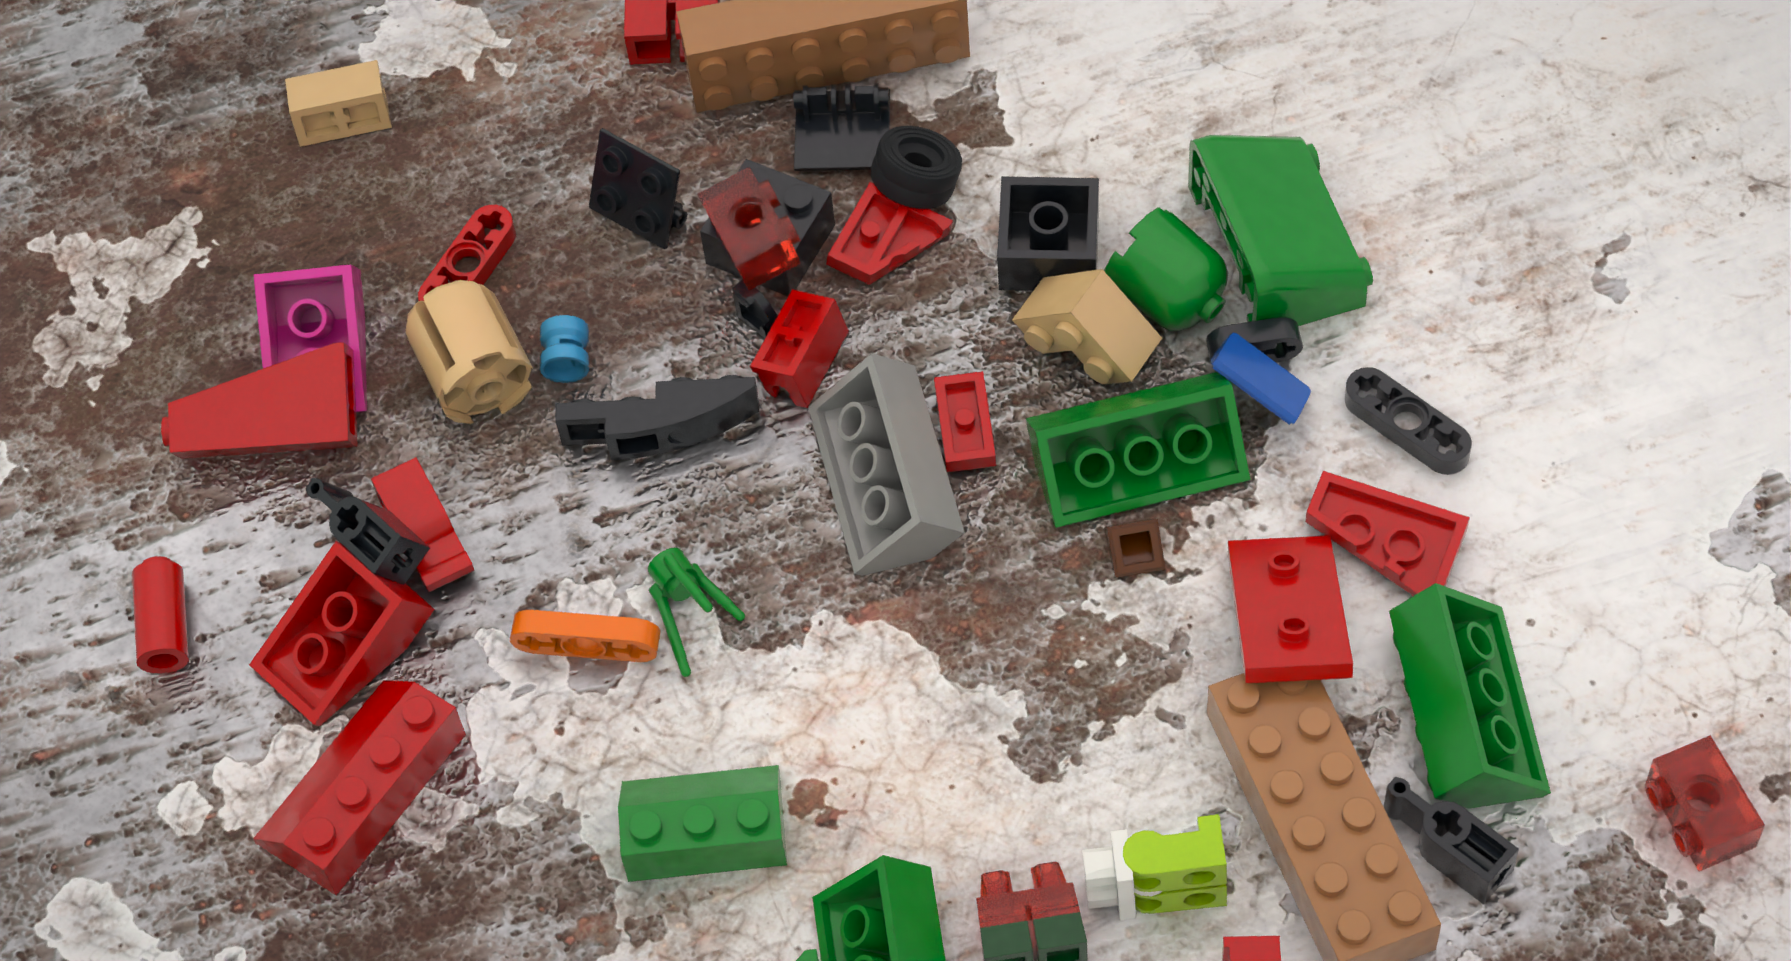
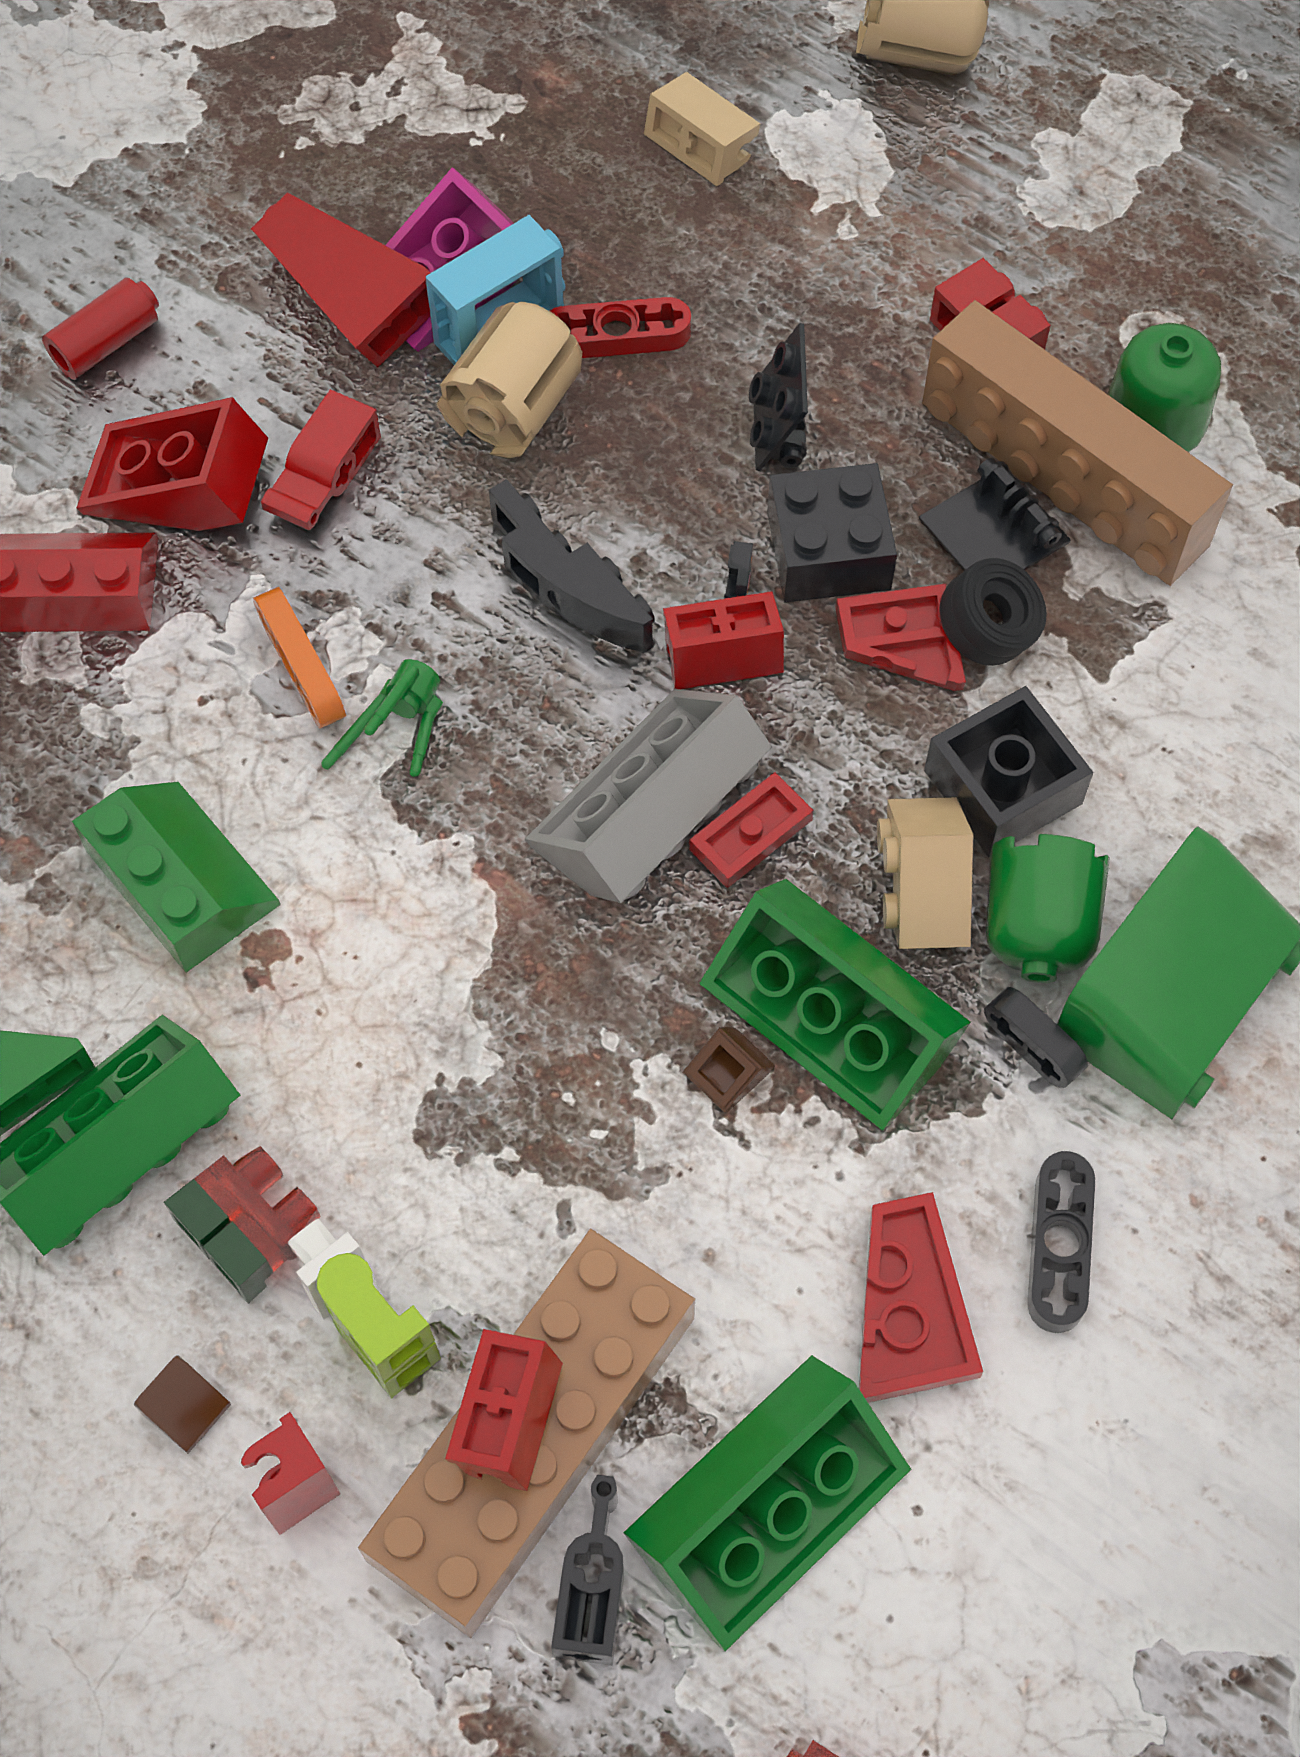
camera: 50 degrees right, 5 degrees up
(370, 532) = (268, 418): black piece -> none
(380, 304) = (485, 269): none -> medium azure window
(564, 346) = (580, 454): dark azure wheel -> none
(757, 251) = (788, 507): clear red brick -> none
(1261, 378) = (989, 1066): blue slope -> none
(1289, 610) = (735, 1255): red plate -> none
(1315, 796) = (505, 1408): none -> red hinge

